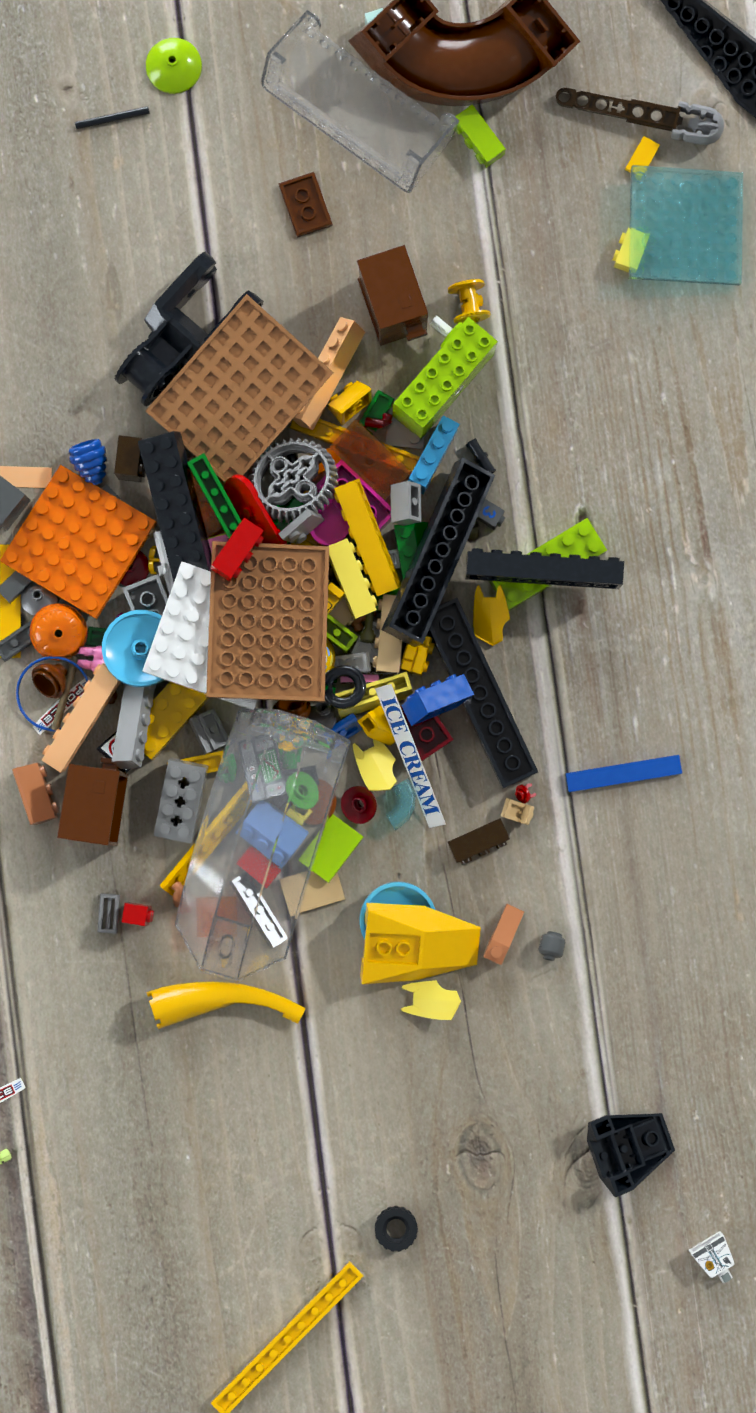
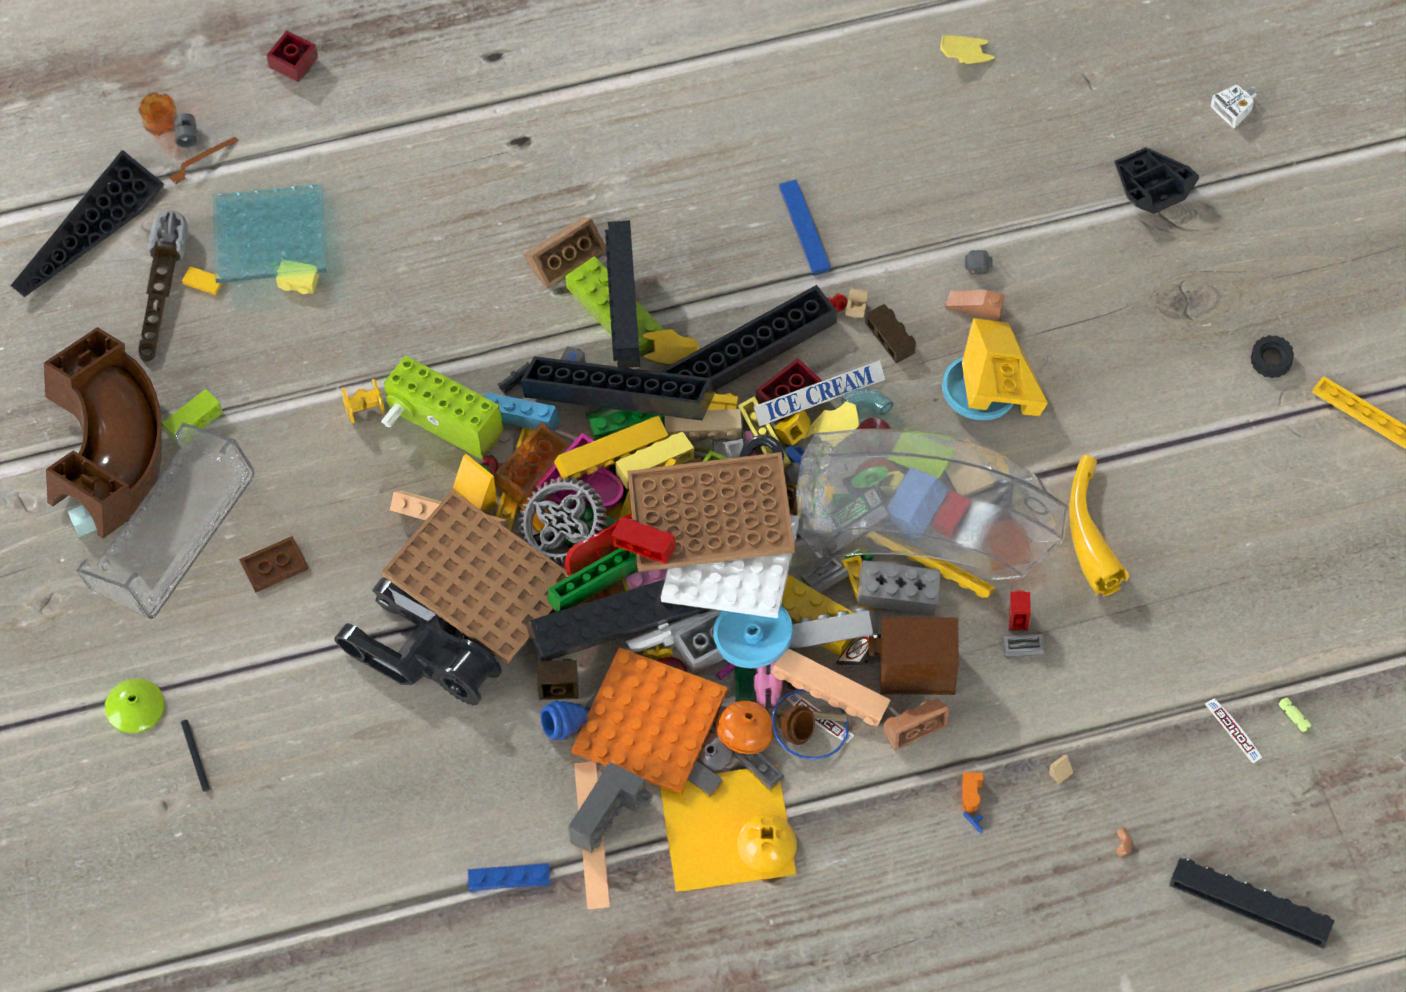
camera: 95 degrees left, 25 degrees down
(178, 888) = (995, 579): nougat arm -> none
(299, 528) = (614, 506): light grey plate -> none
(393, 296) = (367, 458): reddish brown piece -> none
(405, 503) = (573, 420): light grey brick -> none
(432, 1000) = (1050, 350): light yellow shield -> none
(437, 699) = (762, 366): brick -> none
(624, 523) = (565, 251): none -> medium nougat slope

